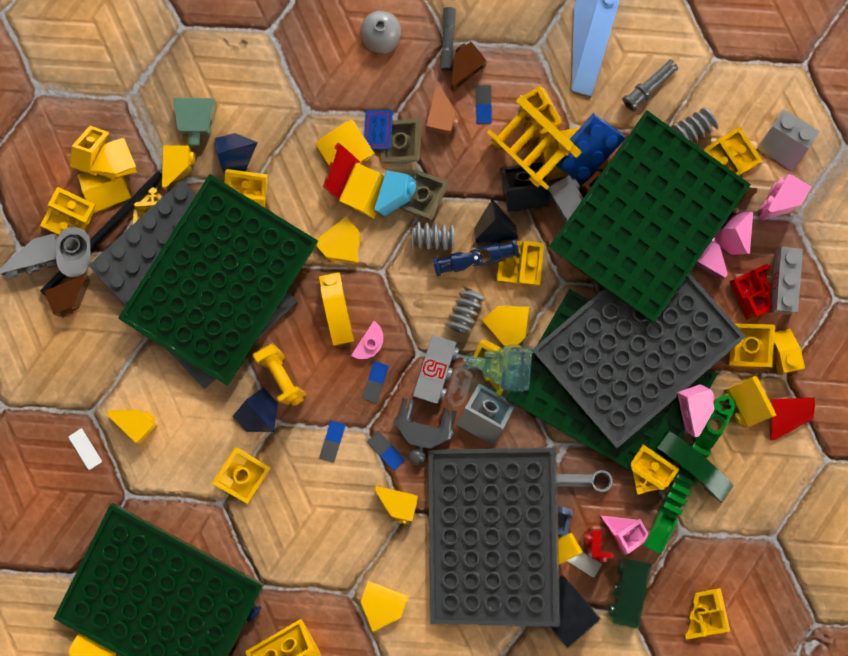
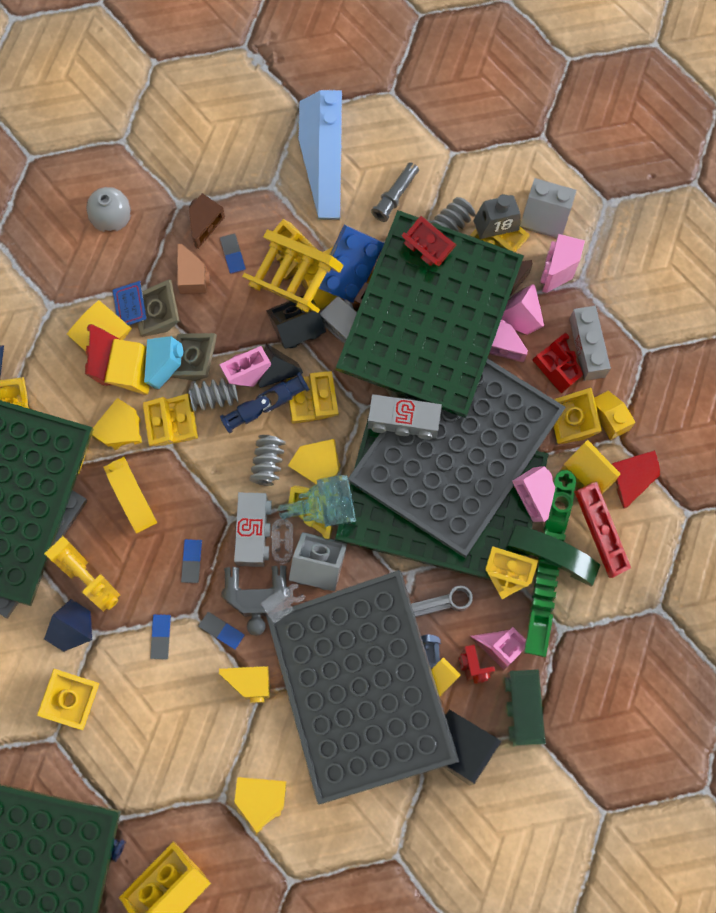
camera: 20 degrees left, 10 degrees down
(370, 343) = (175, 522): bright pink plate -> none
(388, 249) = (170, 420): none -> yellow slope
(441, 446) = (279, 604): none -> clear plate
(446, 62) = (181, 212): dark grey piece -> none
(468, 220) = (246, 367): none -> bright pink slope
(586, 564) = (467, 691): white sticker -> none
(598, 308) = (404, 417): none -> light grey brick
(666, 150) = (428, 241): none -> red bracket
(708, 615) = (615, 709): yellow slope -> none
(740, 139) = (497, 217): none -> dark grey torso
(745, 456) = (602, 529): none -> red plate

